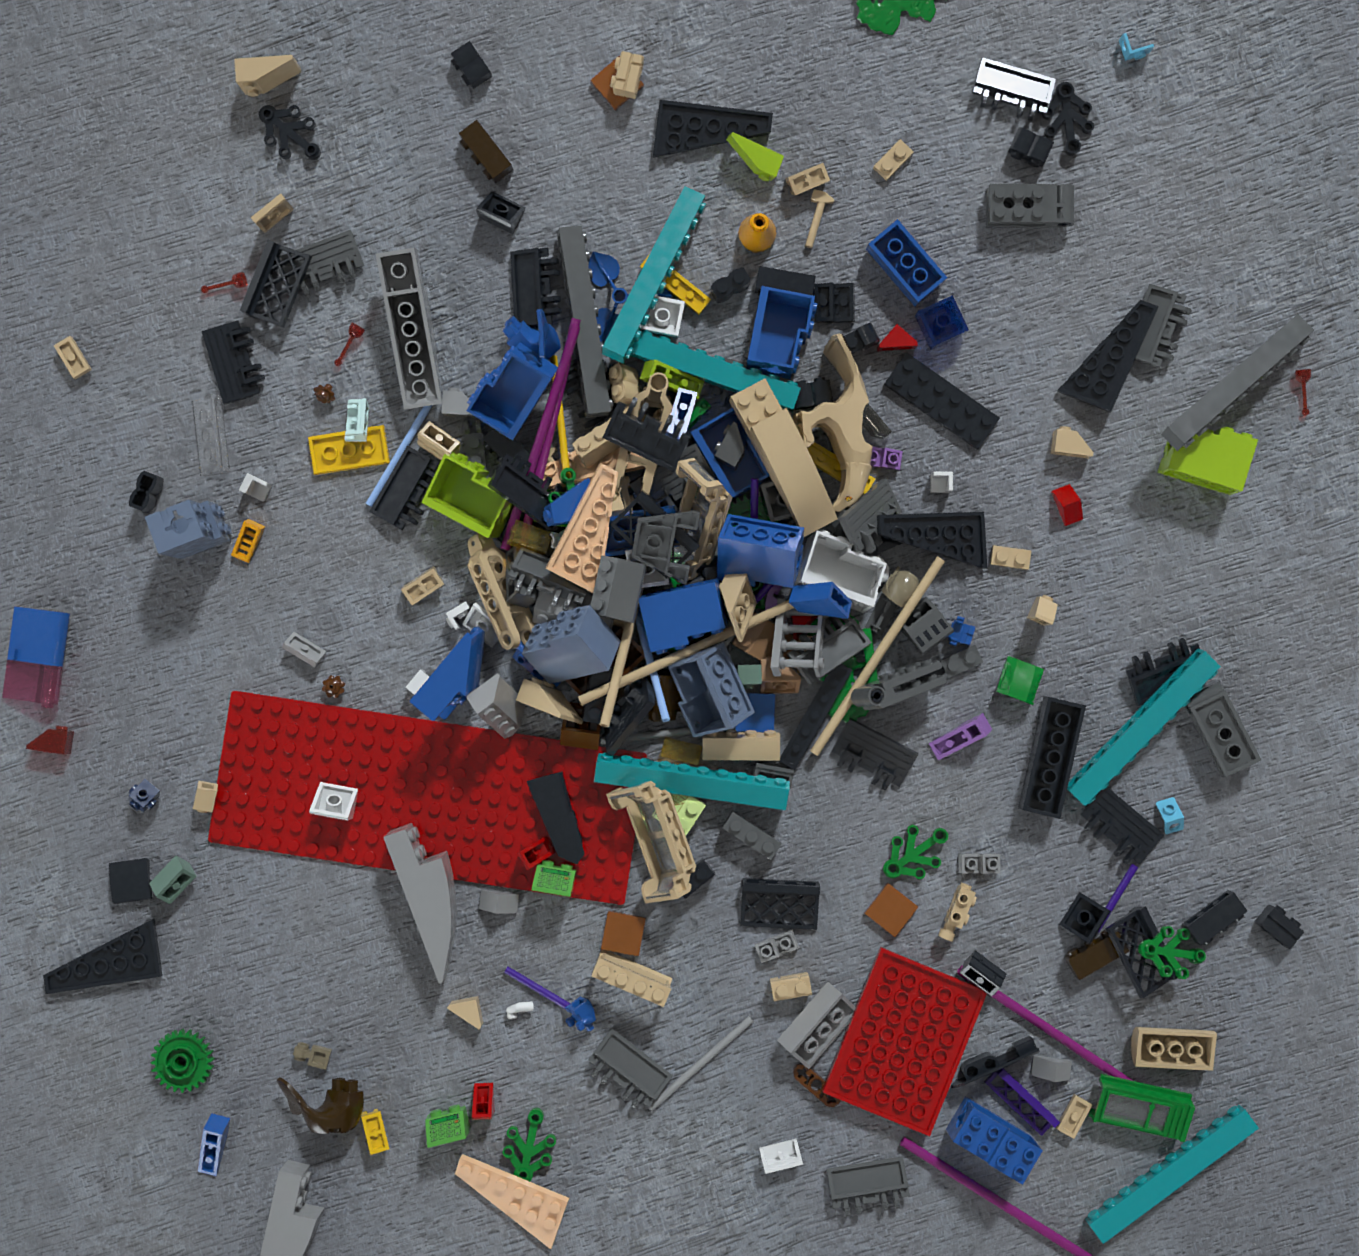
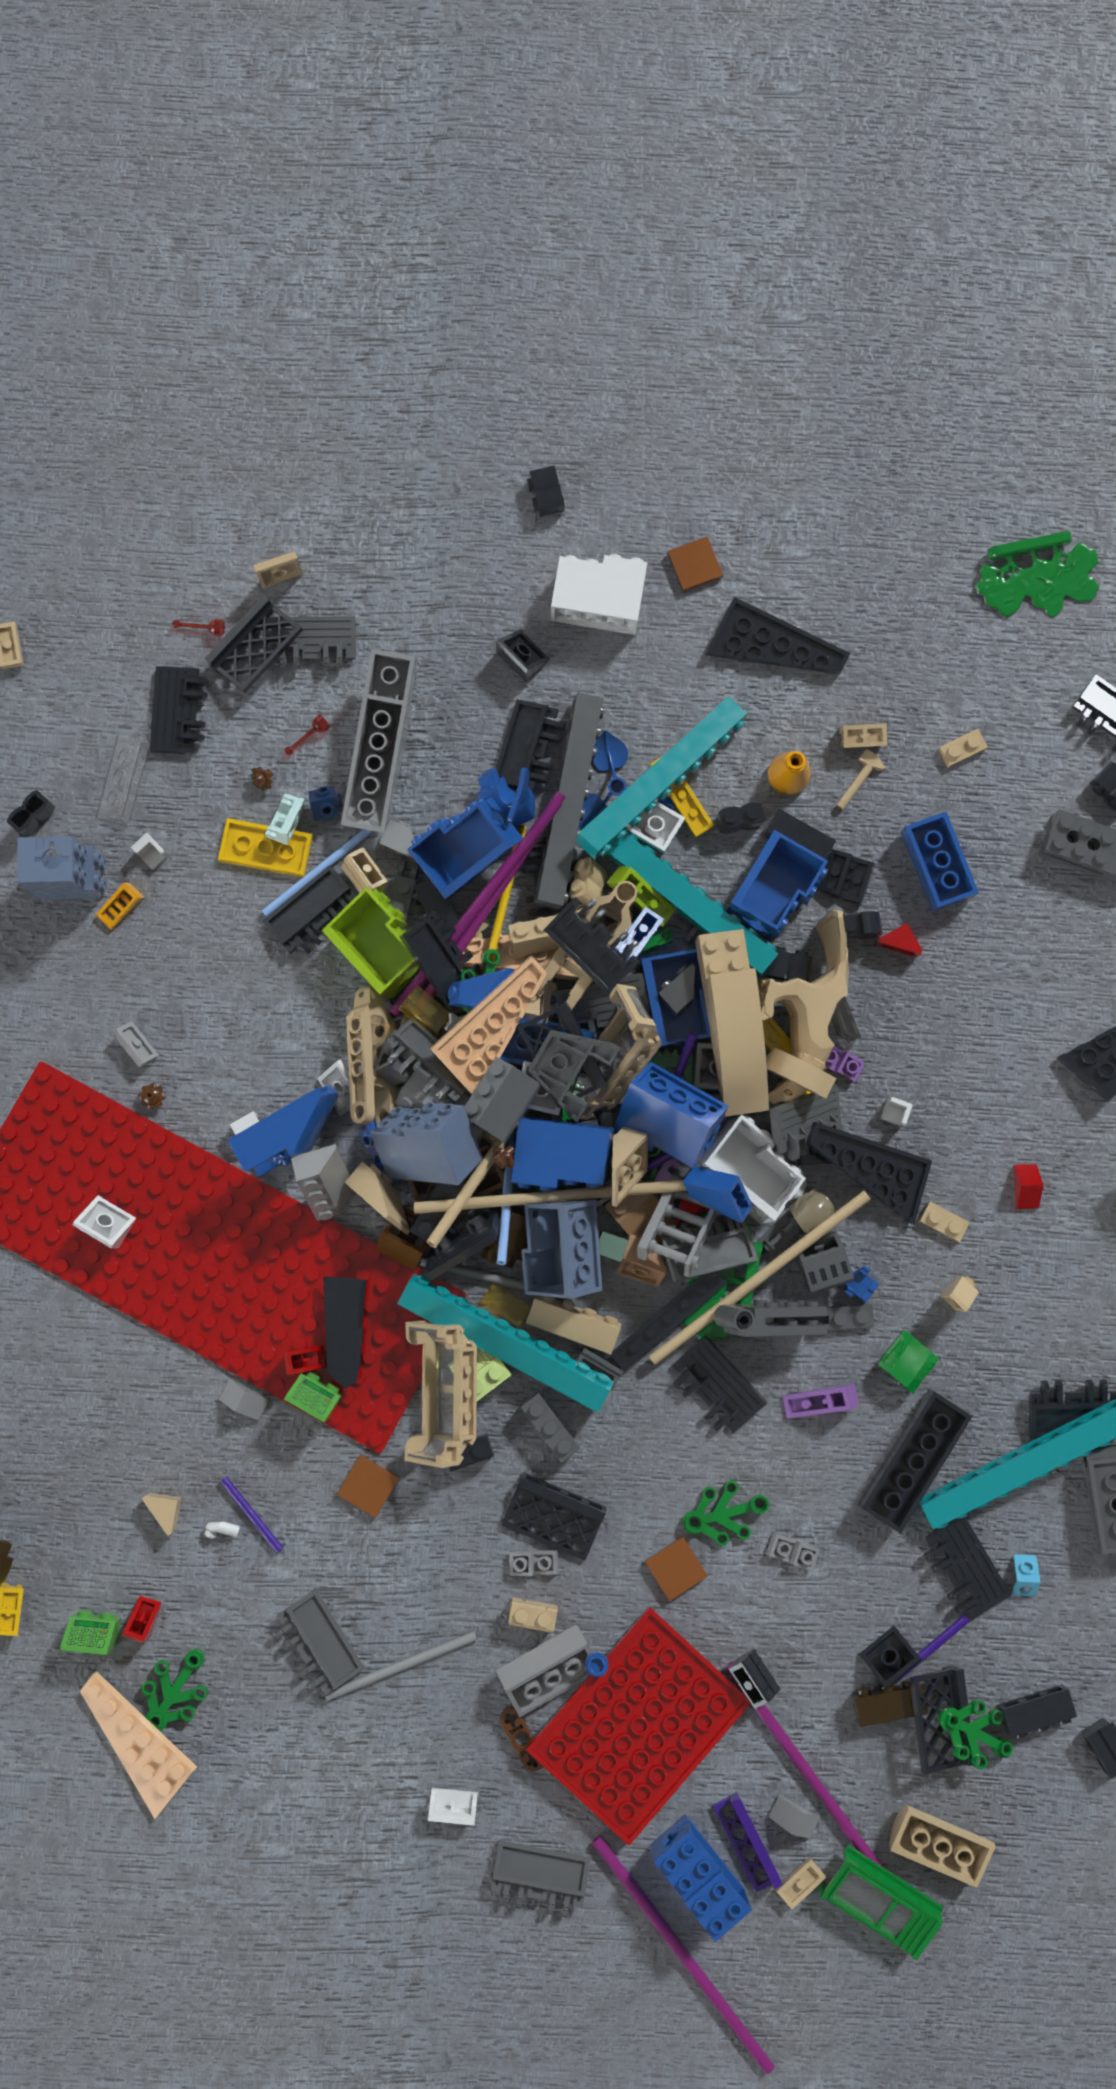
camera: 15 degrees right, 5 degrees down
(263, 74) = (325, 423): tan slope -> none
(287, 129) = (326, 489): black plant -> none
(384, 395) = (325, 803): none -> dark blue brick
(422, 585) = (289, 1021): tan hinge -> none
(429, 892) = (170, 1362): light grey slope -> none
(460, 611) = (321, 1064): white bracket -> none
(485, 152) = (528, 586): dark brown brick -> none
(546, 137) = (599, 593): none -> white piece
(582, 1013) = (289, 1560): blue piece -> none
(628, 74) = (710, 559): tan brick -> none
(632, 977) = (360, 1539): tan window -> none
(637, 634) = (503, 1157): none -> reddish brown plant
(758, 158) = (817, 693): lime slope -> none
(764, 713) = (610, 1299): blue tile -> none
(852, 479) = (799, 1072): none -> tan arch
(855, 1007) = (596, 1664): none -> blue plate
(941, 322) = (955, 939): clear blue brick -> none
(941, 401) = (927, 1024): black plate -> none
(961, 908) = (754, 1594): tan brick -> none
(1021, 1050) = (767, 1784): black panel -> none
(1069, 443) = (1051, 1120): tan slope -> none
(1171, 1173) = (889, 1991): teal brick -> none

